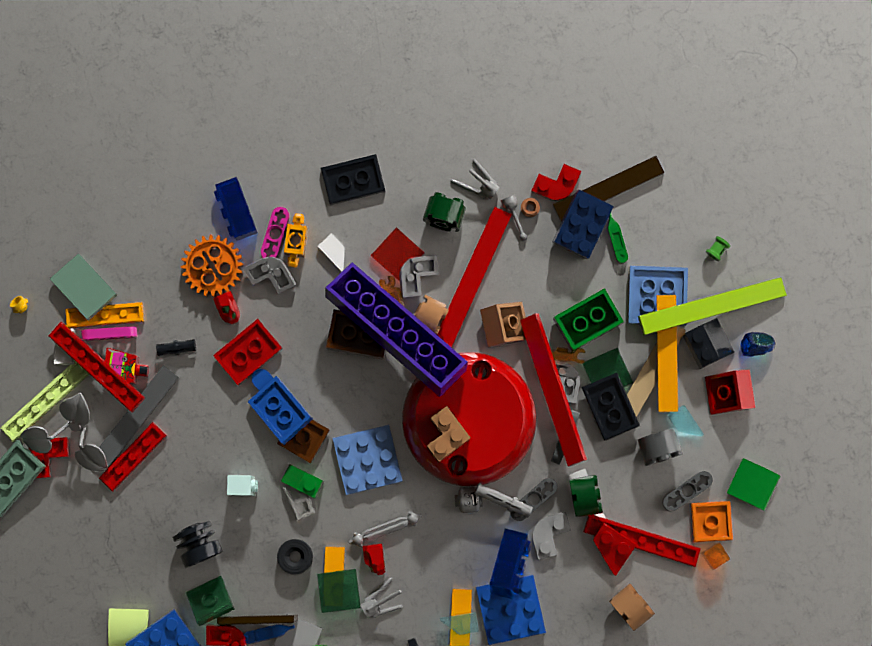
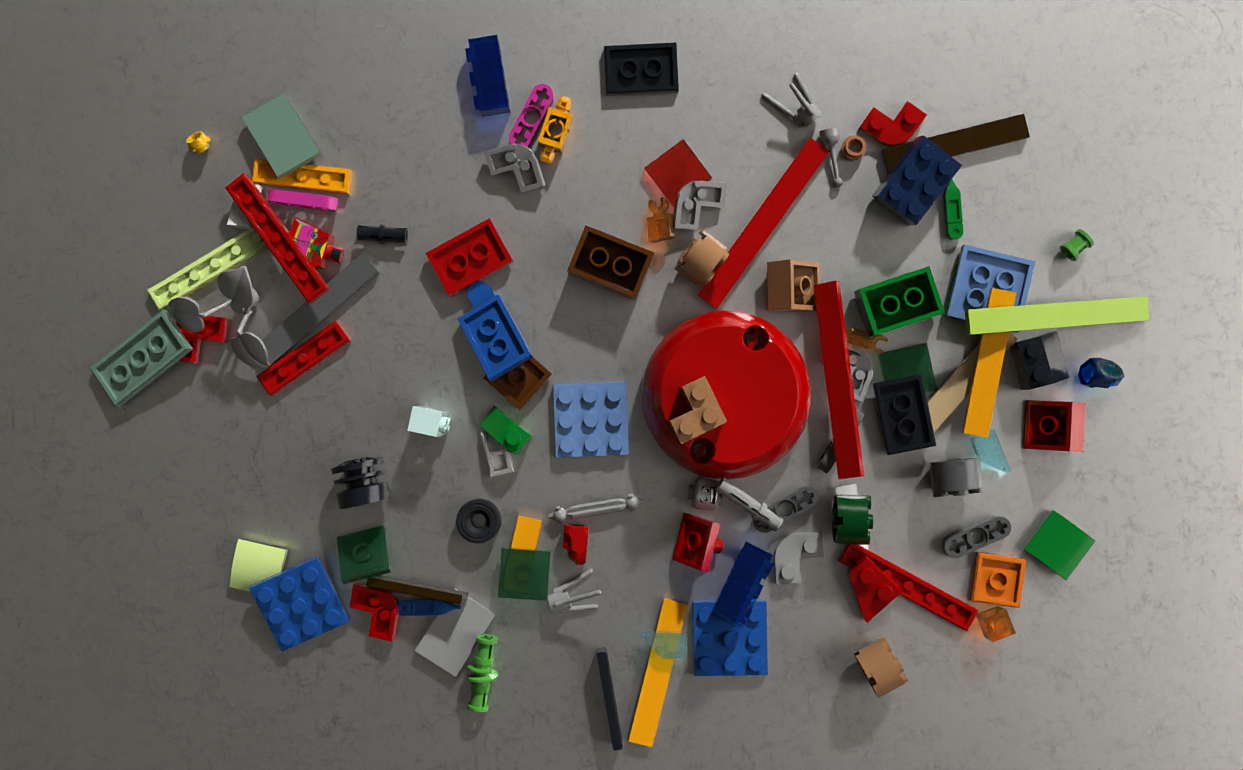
camera: 10 degrees right, 5 degrees up
(226, 256) = (426, 149): orange gear -> none
(227, 307) = (454, 197): red rock -> none
(333, 250) = (600, 153): white tile -> none
(396, 329) = (659, 265): dark purple brick -> none
(444, 212) = (747, 131): dark green brick -> none
(469, 538) = (697, 542): none -> red tile

